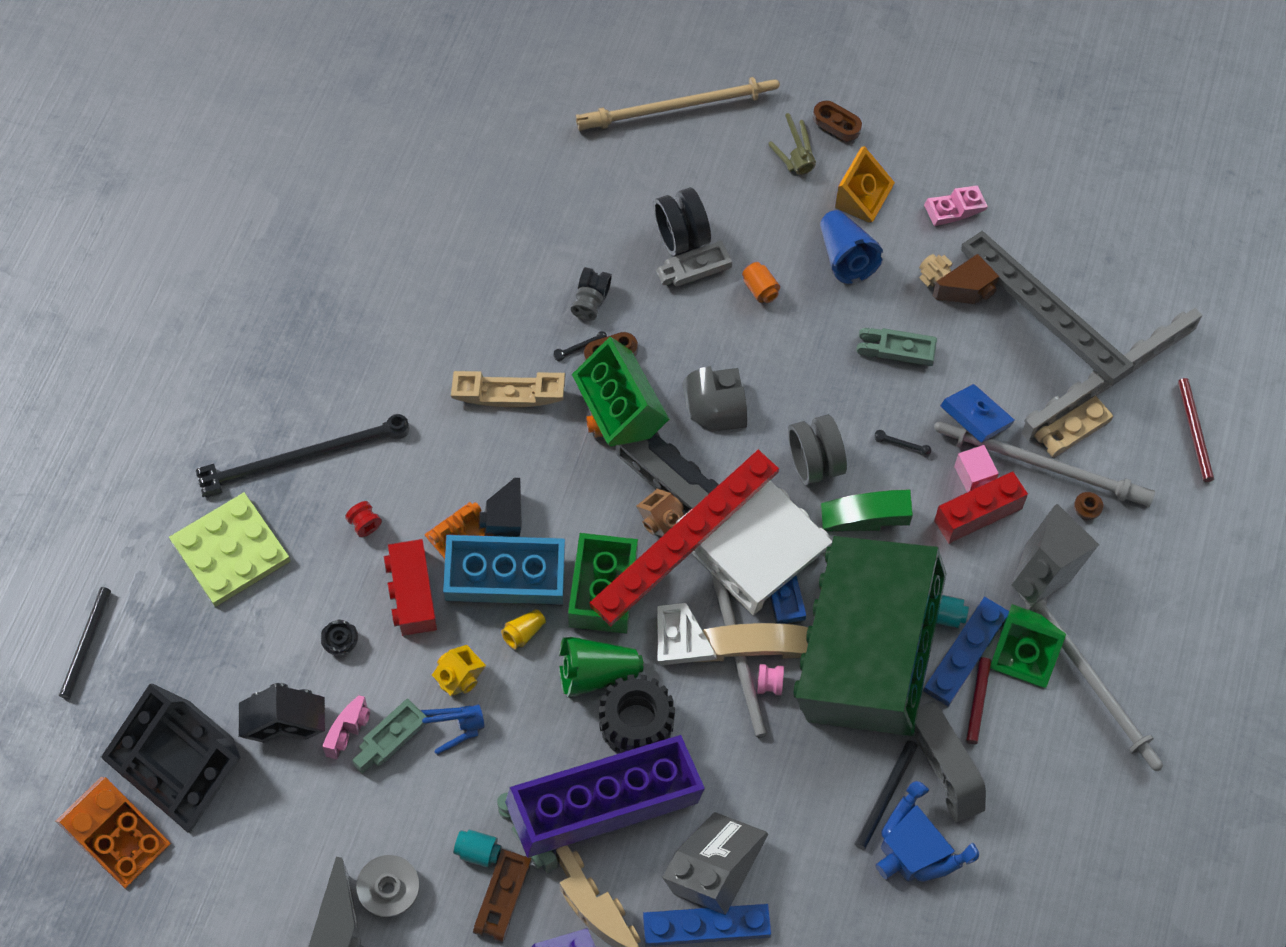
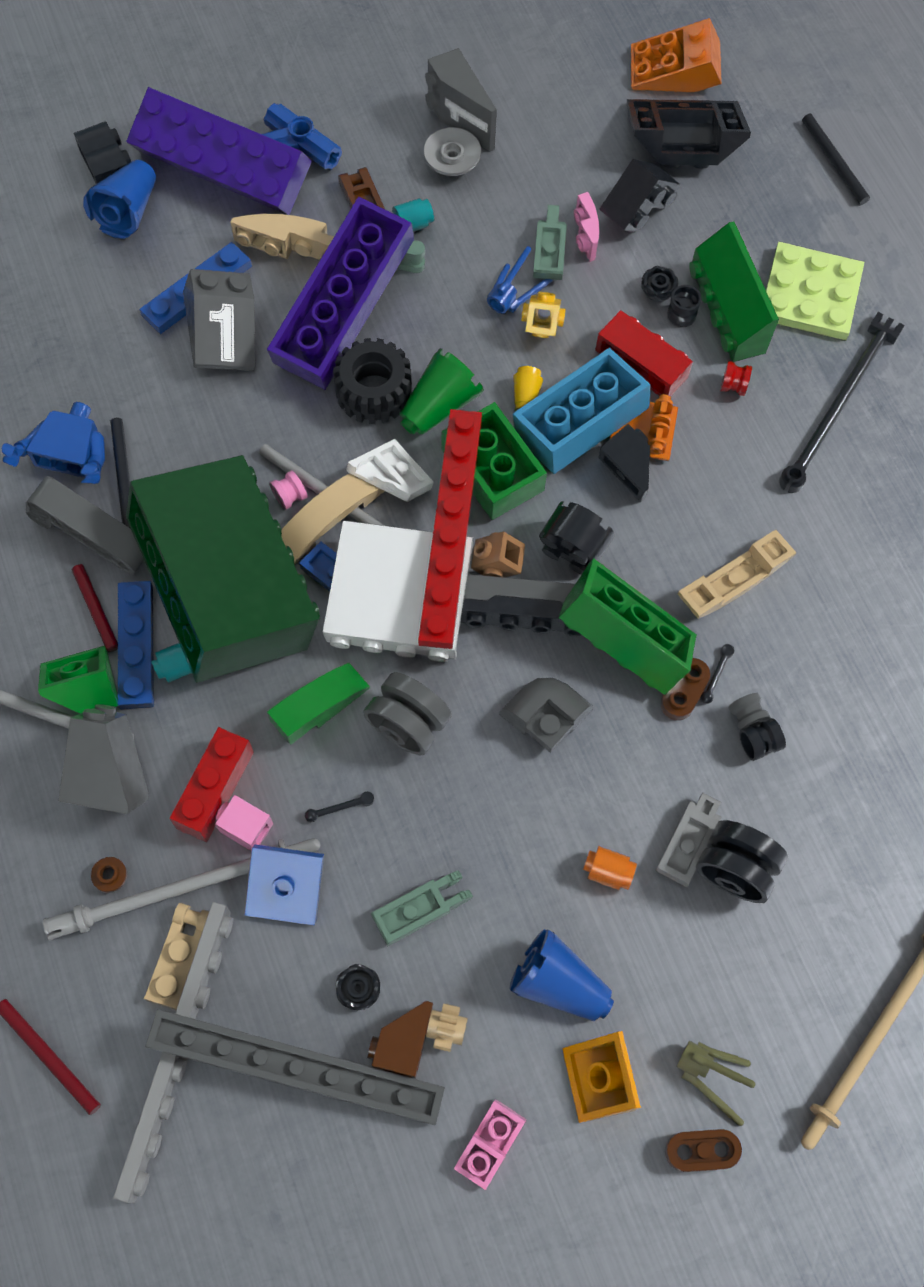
camera: 140 degrees right, 5 degrees up
(300, 576) = (734, 294): none -> green slope
(339, 596) = (684, 306): none -> black wheel
(597, 483) = (575, 536): none -> black brick
(974, 323) = (357, 975): none -> black plate

